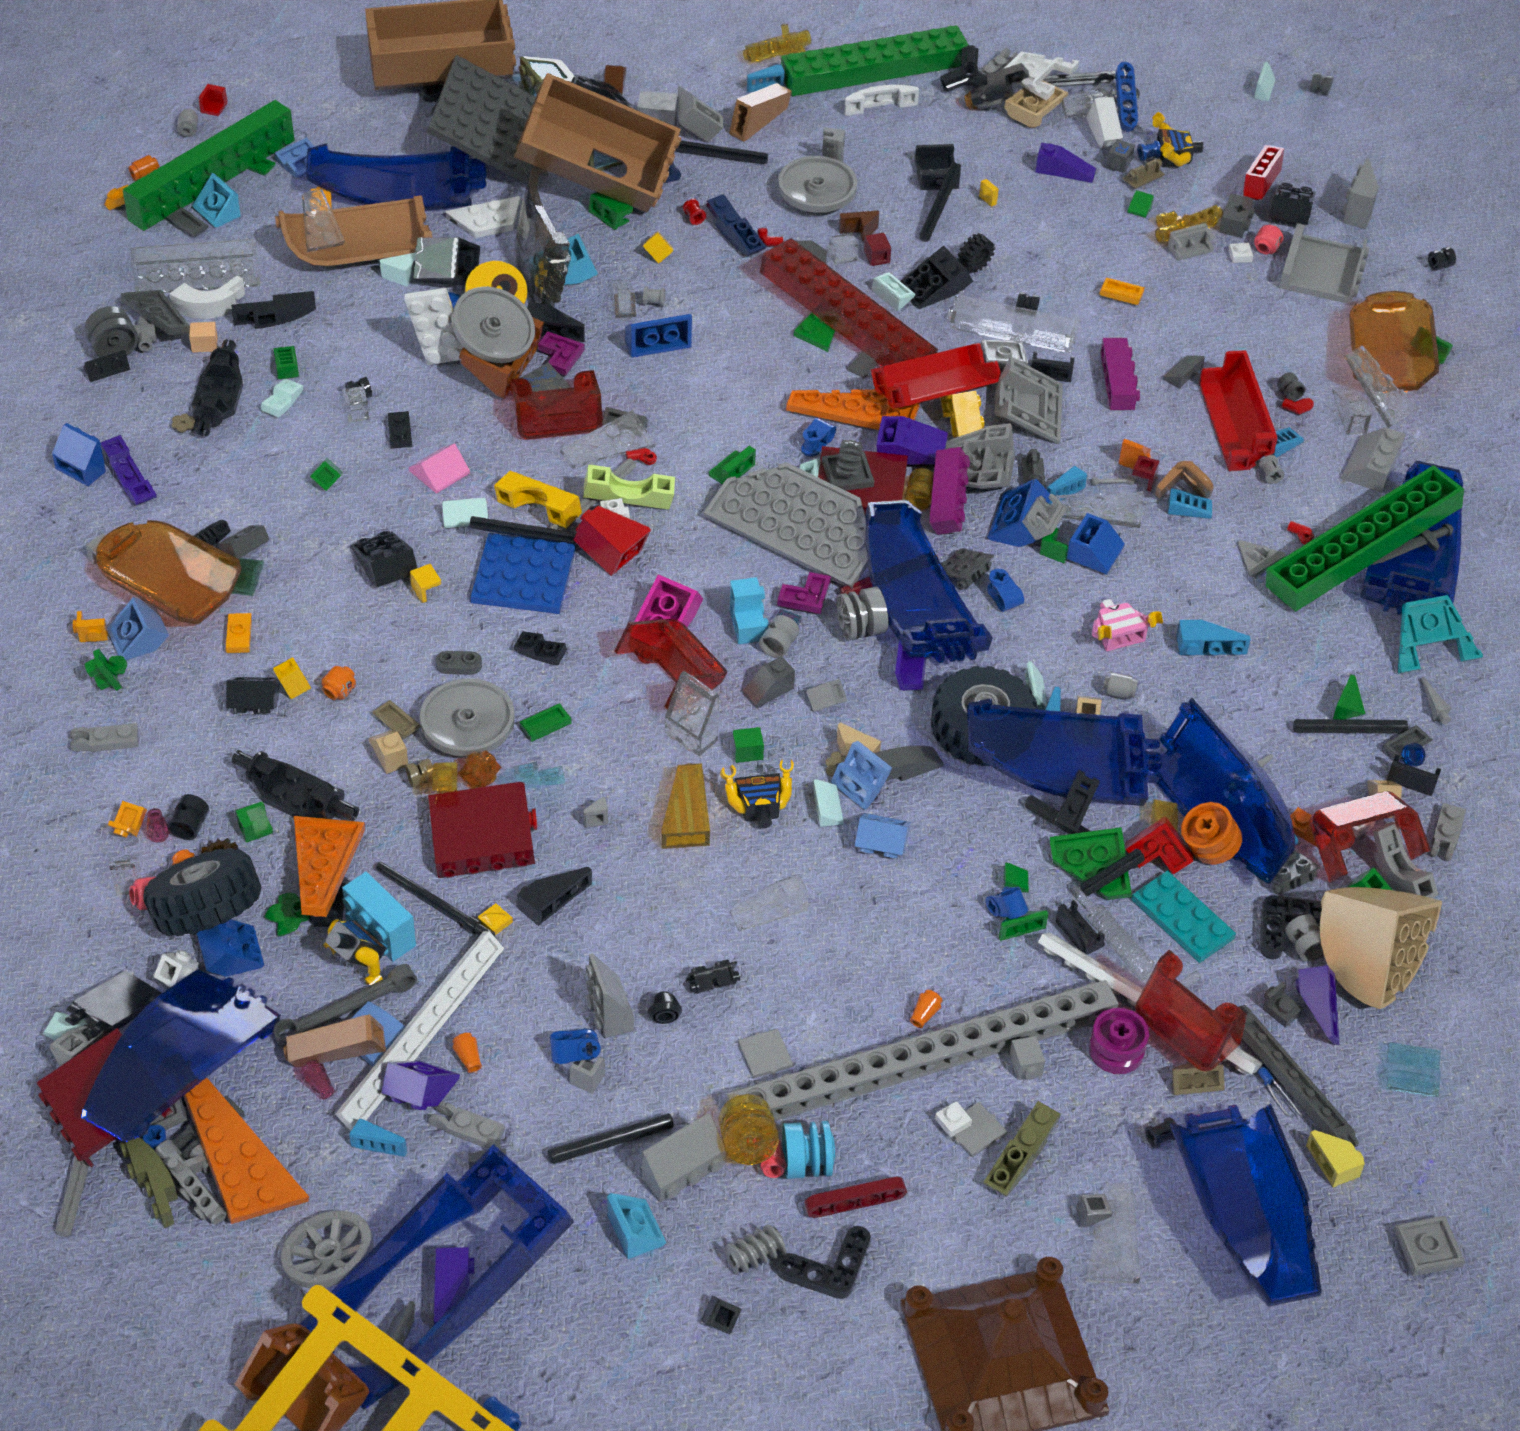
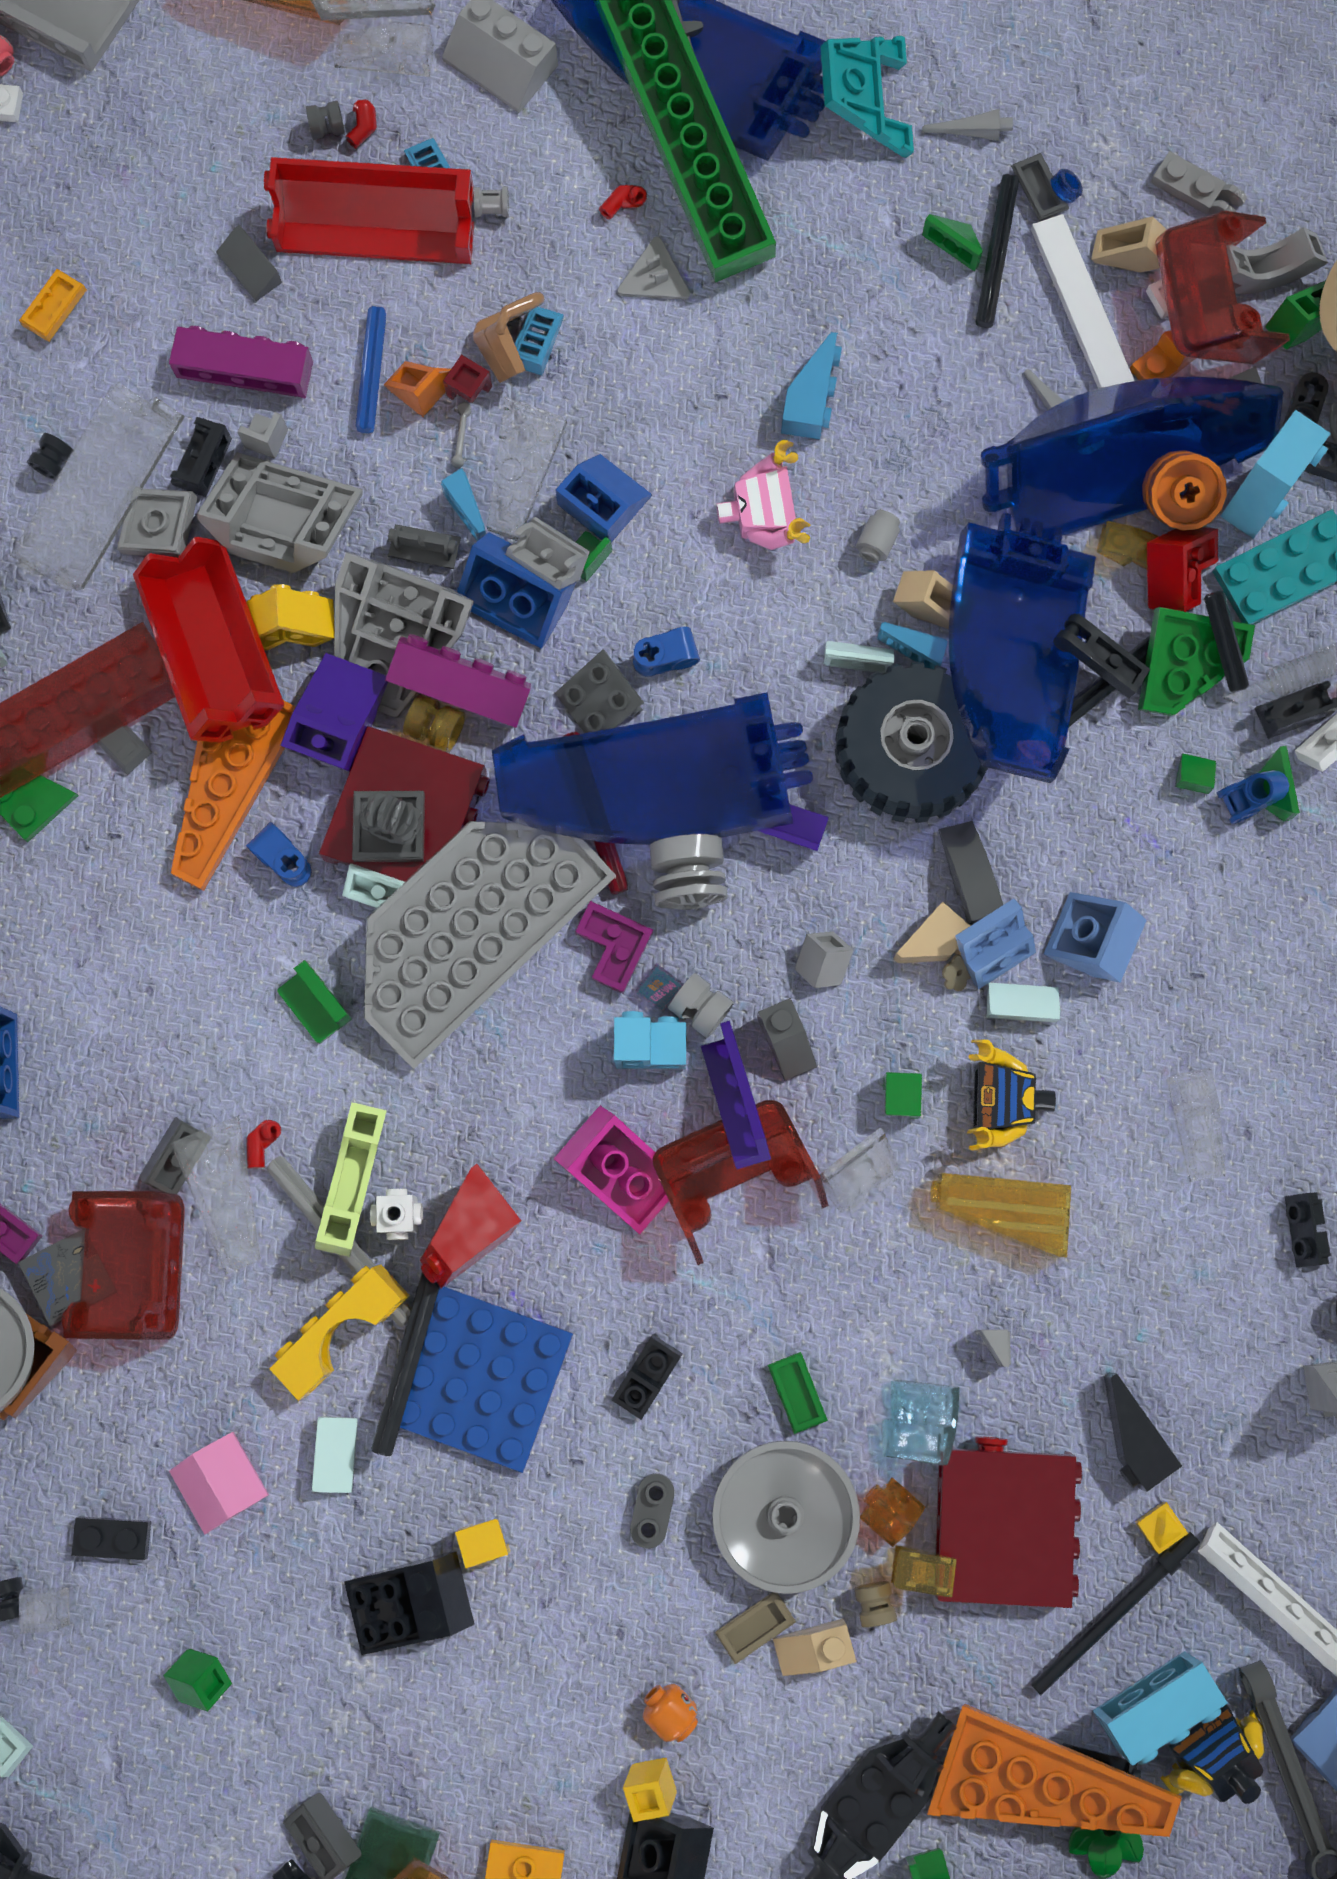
camera: 75 degrees left, 30 degrees up
(725, 651) = (735, 1100): none -> dark purple fence
(1077, 392) = (264, 434): none -> light grey panel
(1137, 433) = (371, 370): none -> blue axle
(1234, 865) = (1275, 473): none -> medium azure brick
(1335, 775) = (1081, 302): none -> white tile
(1413, 777) = (1100, 197): black hinge -> none

